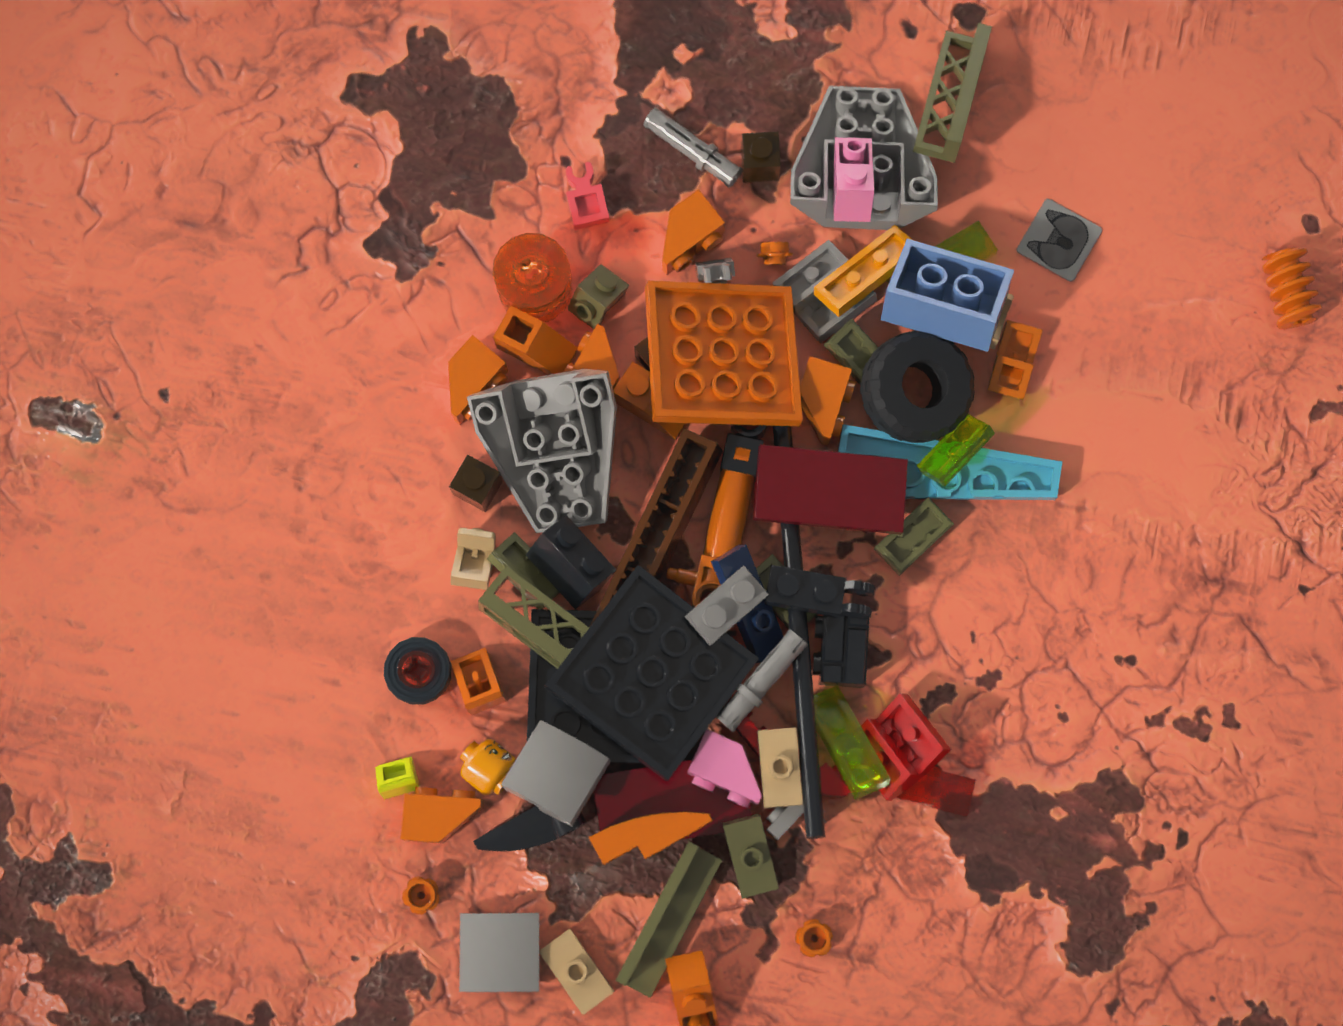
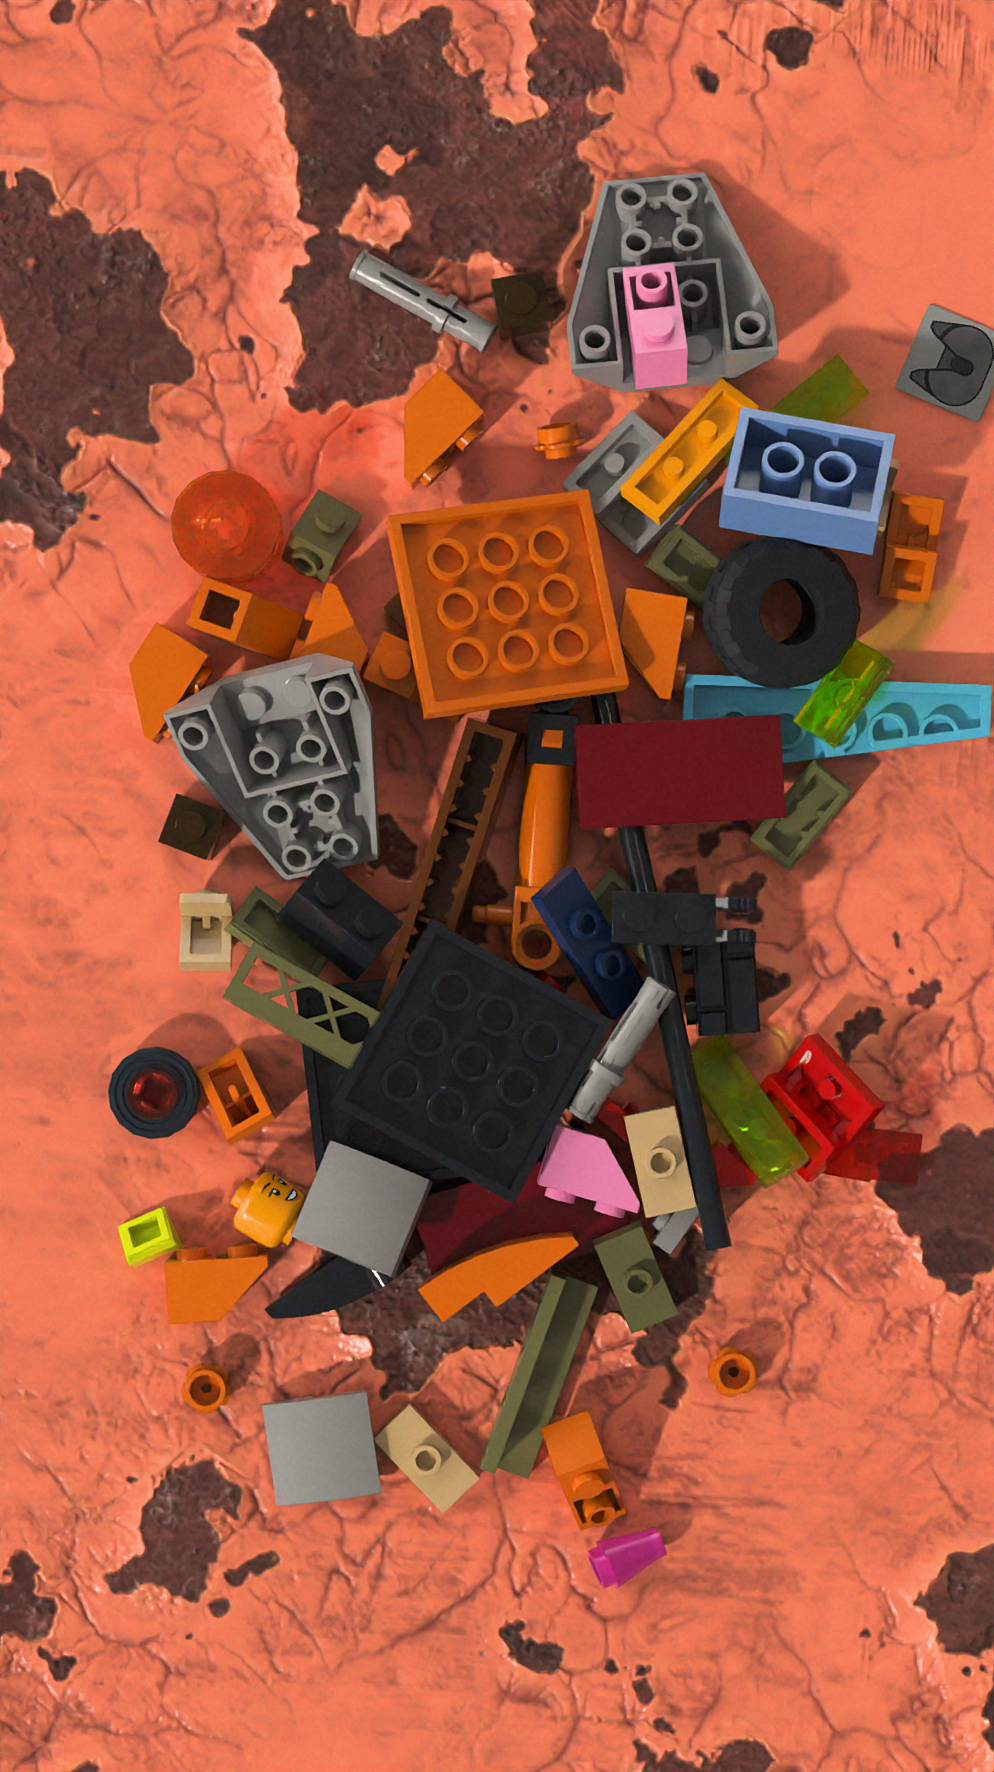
camera: 10 degrees left, 10 degrees up
(587, 201) = (286, 402): coral plate -> none
(715, 270) = (480, 480): light grey plate -> none
(726, 605) = (559, 957): light grey plate -> none
(965, 92) = (799, 173): olive fence -> none

